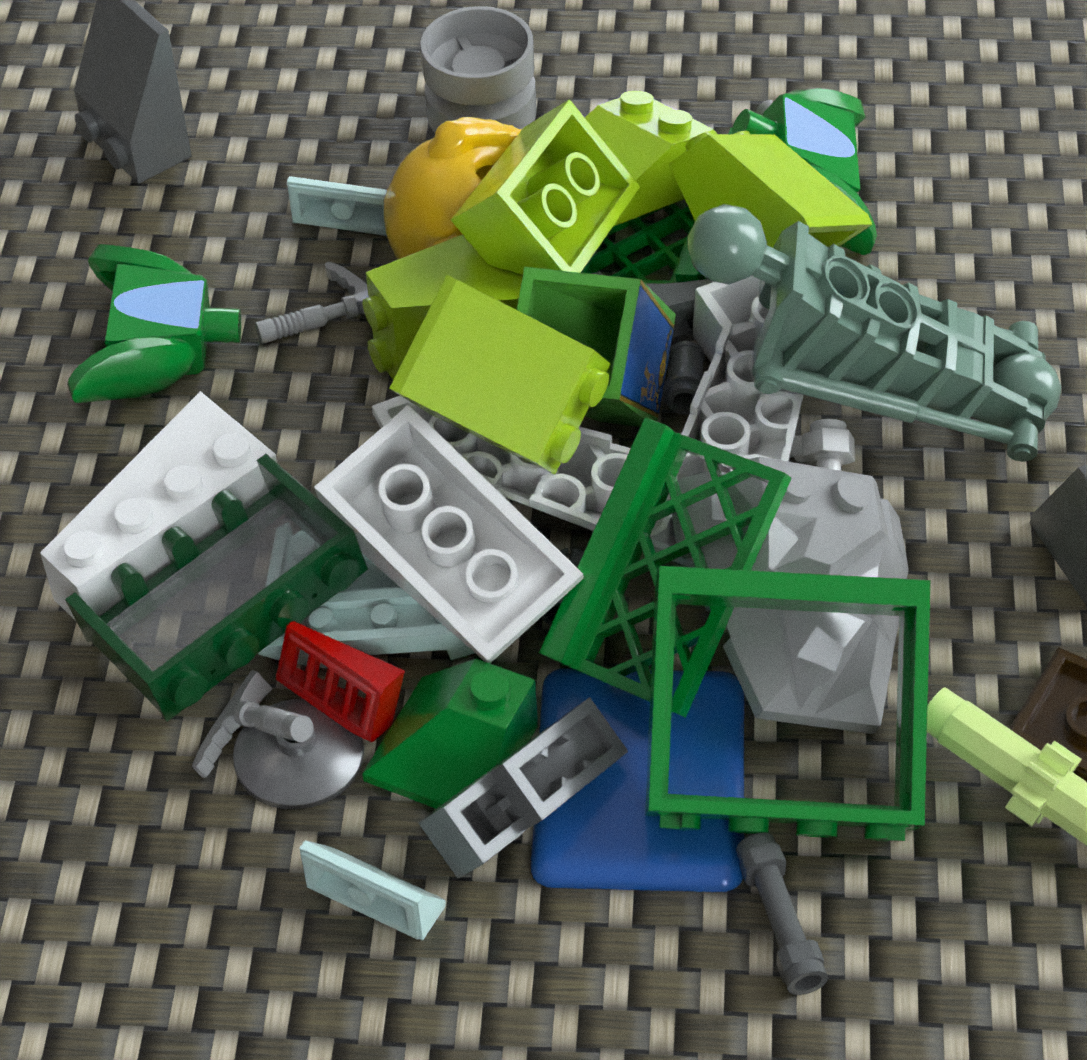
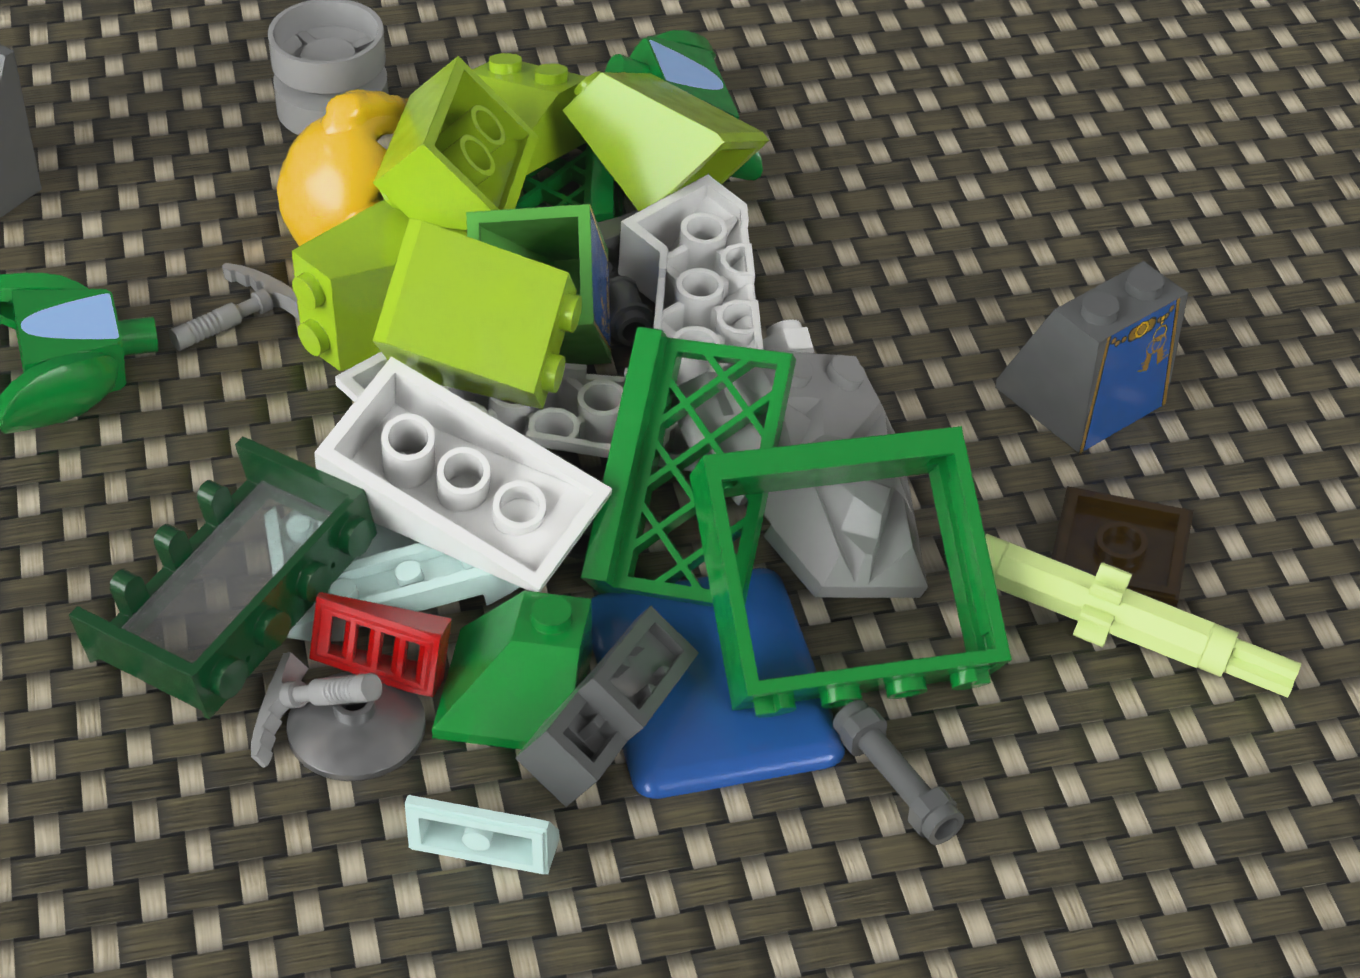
camera: 20 degrees left, 5 degrees down
(159, 489) = (138, 487): white wedge -> none
(337, 205) = (223, 208): light aqua slope -> none
(876, 343) = (808, 233): sand green piece -> none

